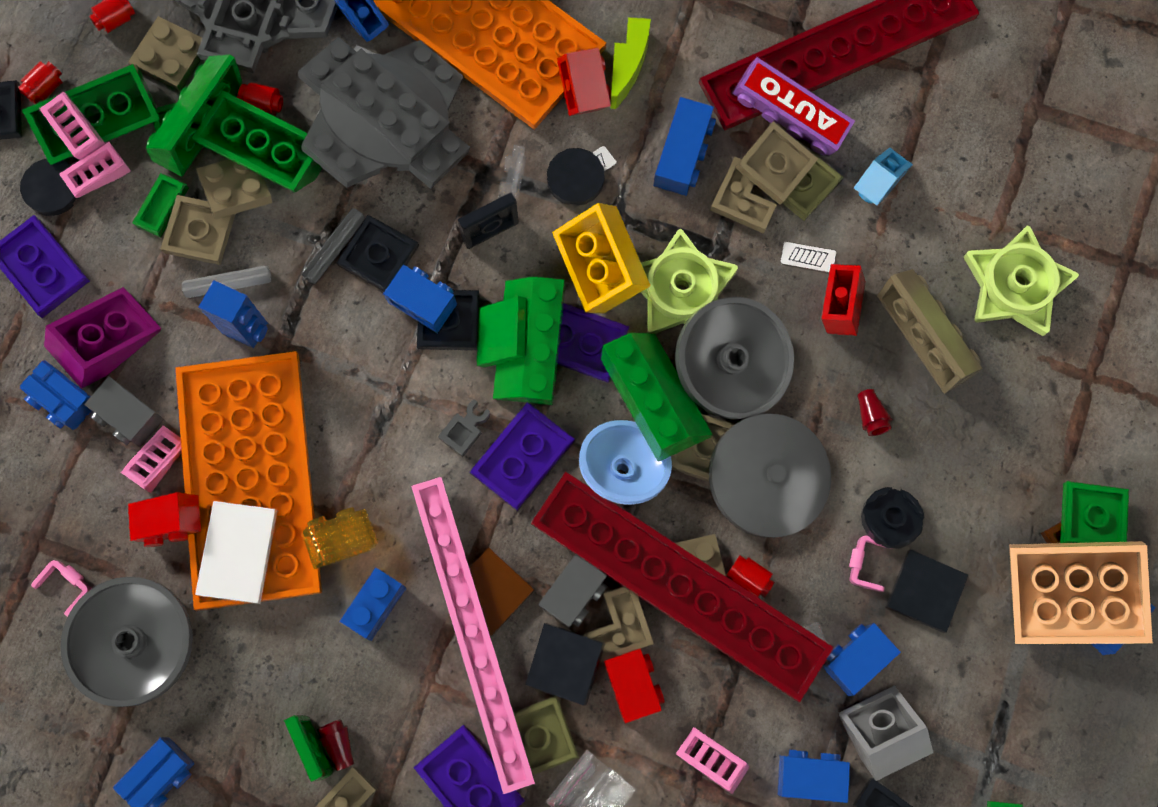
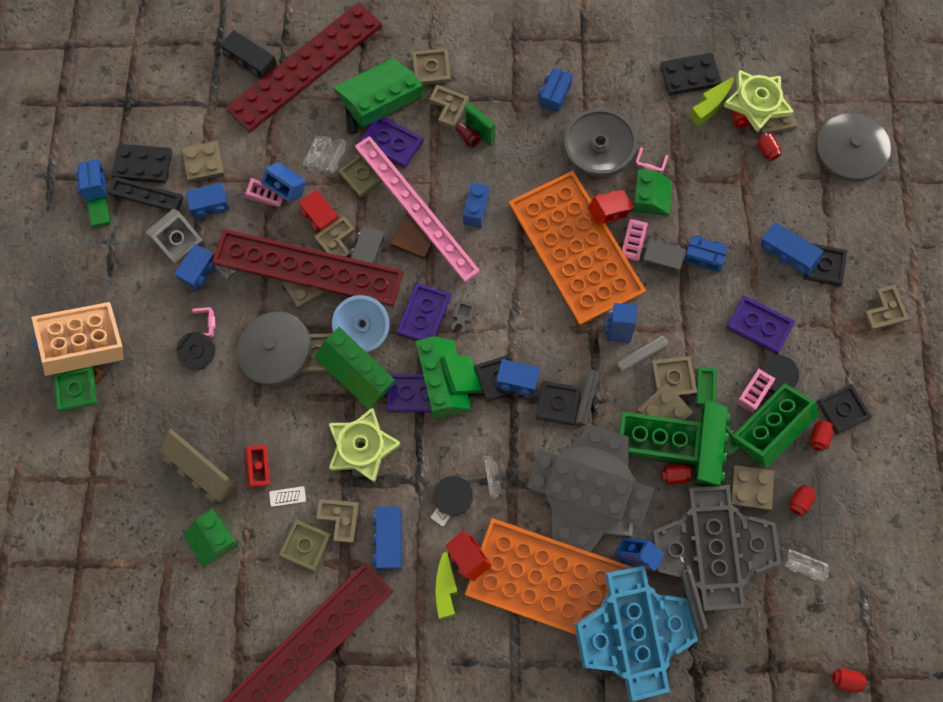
camera: 165 degrees right, 5 degrees down
(80, 121) = (776, 396): bright pink slope -> none
(90, 526) = (652, 193): none -> green slope
(99, 336) = (698, 295): magenta slope -> none
(236, 552) = (562, 204): white tile -> none
(338, 537) = (509, 229): clear yellow brick -> none
(488, 220) = (494, 438): black tile -> none
(565, 664) = (359, 210): black tile -> none
(601, 258) = (415, 437): yellow brick -> none
(676, 762) = (283, 182): none -> blue brick
(734, 358) = (314, 407): dark grey dish -> none
(751, 576) = (270, 289): red brick -> none
(776, 163) = (323, 542): dark tan plate -> none
(793, 107) = (323, 586): brick -> none
(873, 413) = (221, 406): dark red cone -> none
(882, 176) = (251, 564): slope -> none
(927, 591) = (166, 318): black tile -> none
(931, 230) = (209, 538): none -> green slope
(1035, 271) = (137, 512): yellowish green plate -> none

